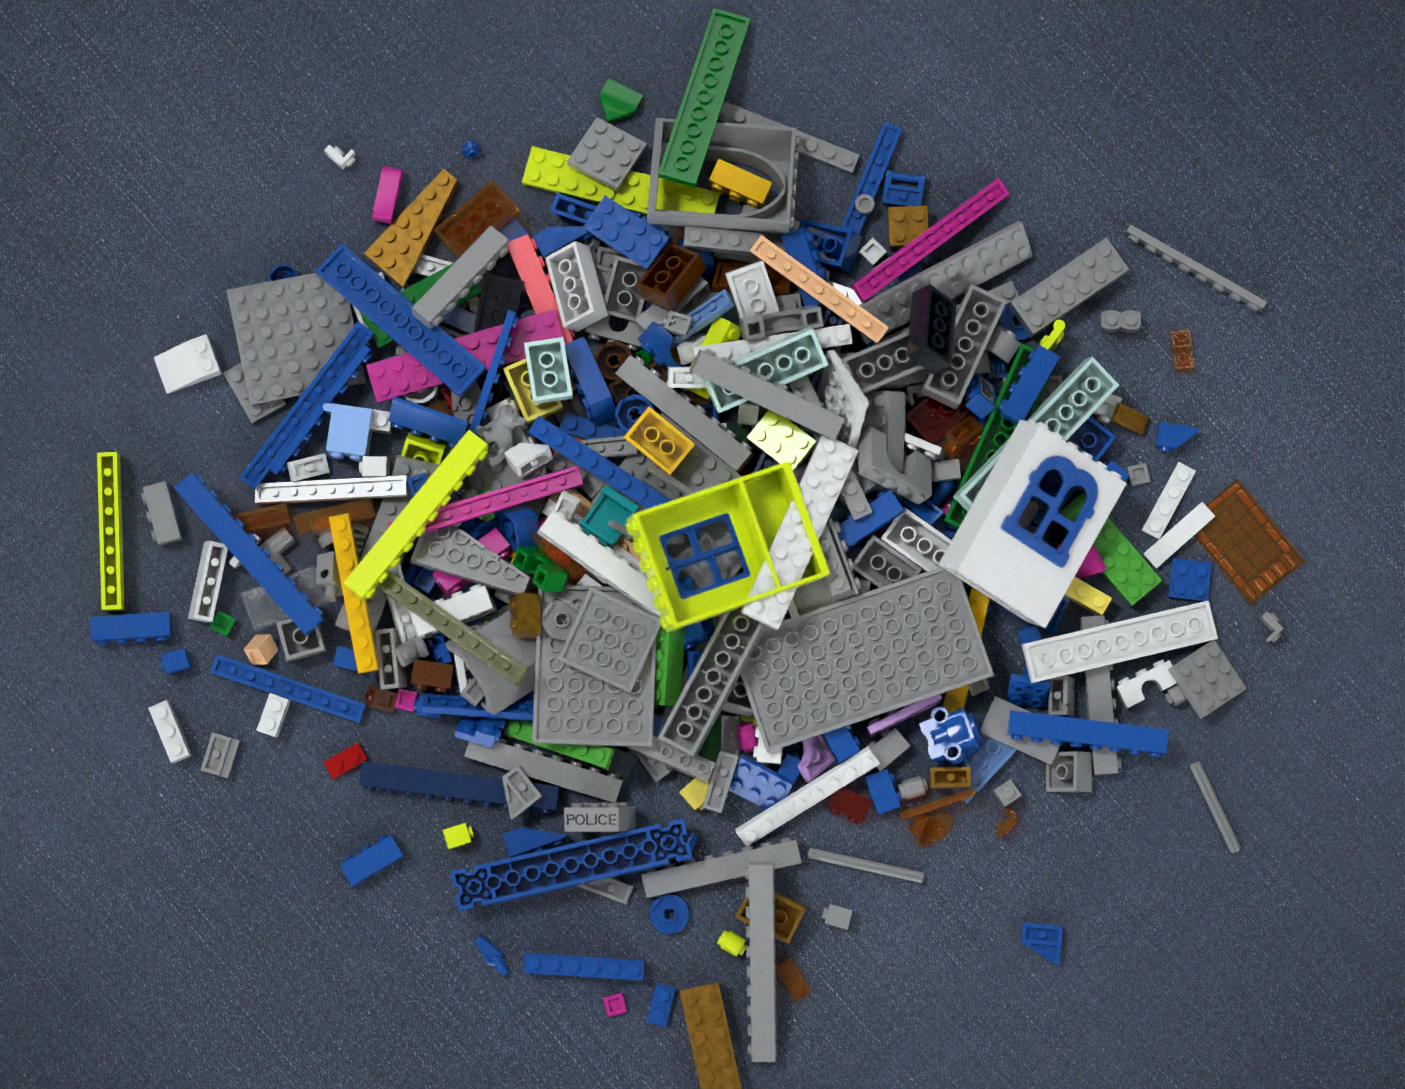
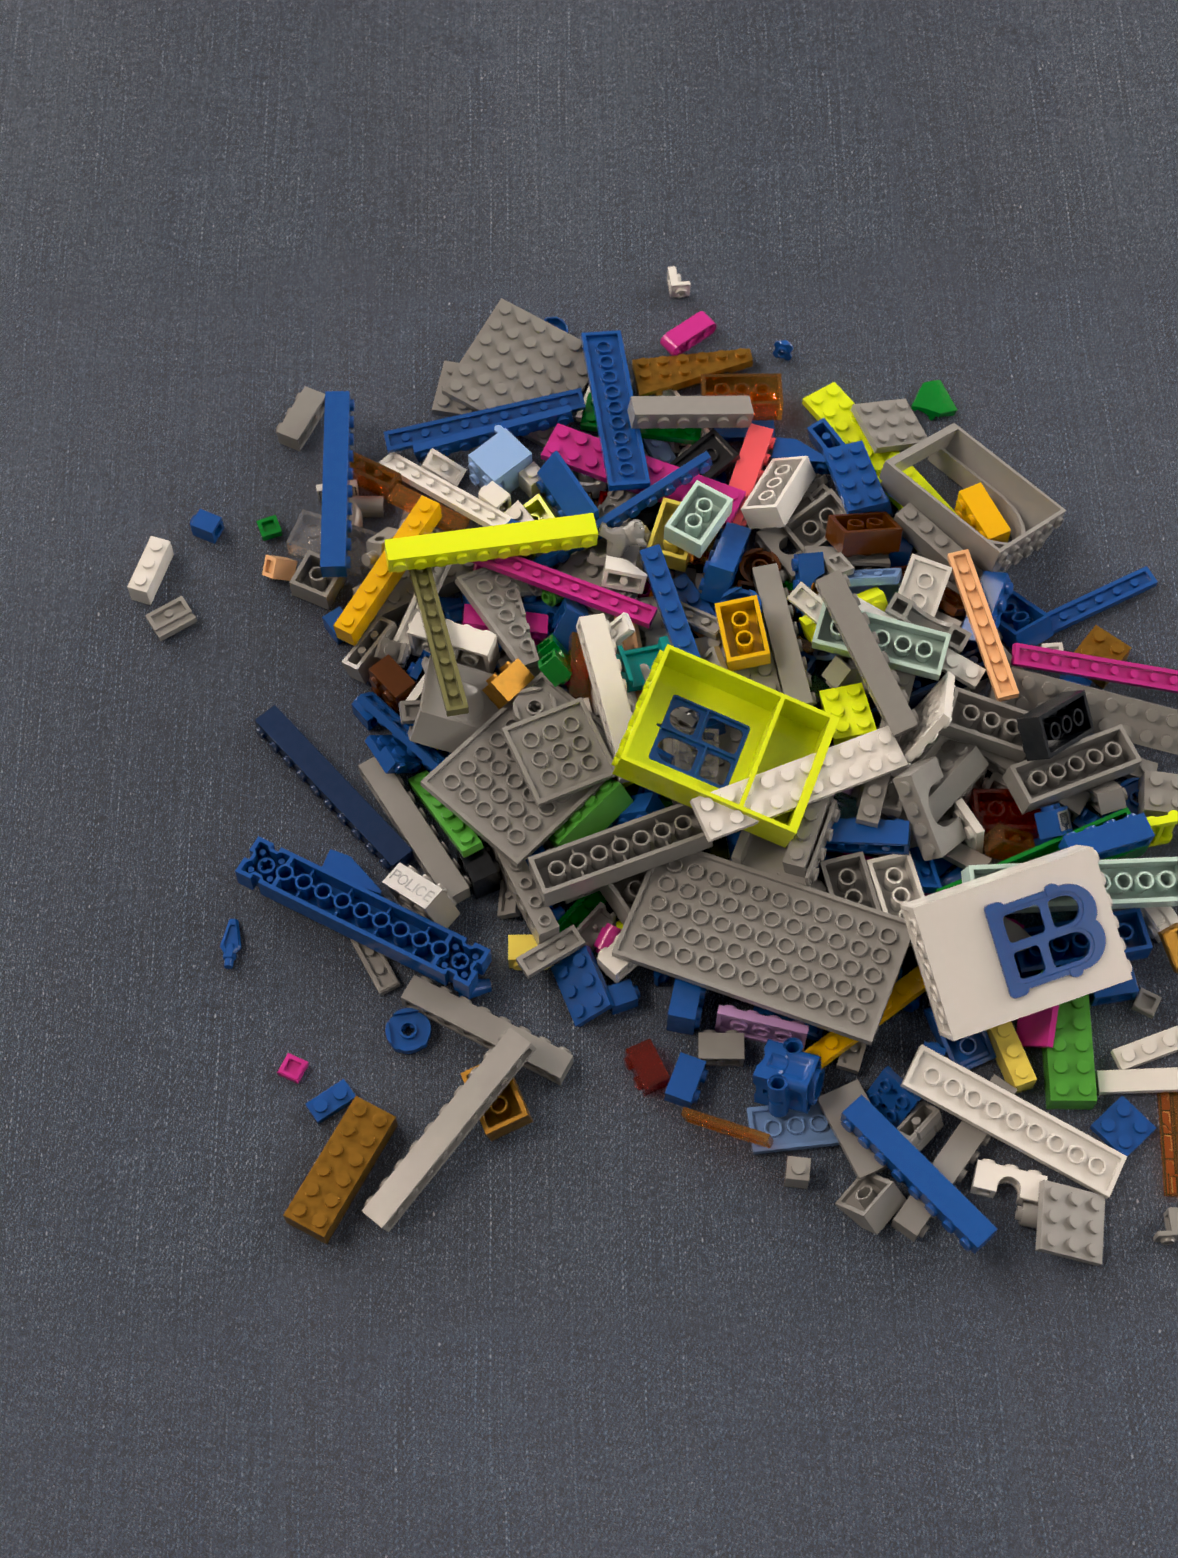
camera: 40 degrees right, 20 degrees down
(110, 531) = (250, 400): neon yellow brick -> none
(131, 626) = (198, 477): blue brick -> none
(187, 364) = (425, 336): white slope -> none
(208, 581) = (286, 487): white brick -> none
(273, 715) = (240, 620): white brick -> none
(288, 688) = (272, 612): blue plate -> none
(345, 760) = (262, 699): red plate -> none
(371, 859) = (208, 788): blue brick -> none
(380, 698) = (336, 675): reddish brown bracket -> none
(406, 700) = (352, 691): dark pink tile -> none
(458, 835) = (294, 825): neon yellow brick -> none
(519, 791) = (375, 824): light grey wing -> none
(584, 966) = (296, 1012): blue brick -> none
(704, 97) = (1006, 435): green plate -> none
(732, 943) = (437, 1096): neon yellow brick -> none
(792, 979) = (463, 1176): clear orange plate -> none
(807, 796) = (616, 1026): white plate -> none
(808, 145) = (1063, 537): light grey plate -> none
(815, 758) = (653, 1000): lavender tile -> none
(837, 916) = (551, 1153): light grey brick -> none
(864, 204) = (1076, 611): light grey tile -> none
(865, 865) = (616, 1133): light grey axle -> none
(903, 195) = (1116, 628): blue plate -> none
(912, 788) = (715, 1099): light grey brick -> none
(931, 828) = (702, 1147): clear orange piece -> none
(950, 777) = (756, 1110): pearl gold brick -> none
(1003, 827) = (771, 1201): clear orange bracket -> none
(1043, 940) = (720, 1331): blue wing -> none
(1215, 807) = (984, 1348): light grey axle -> none

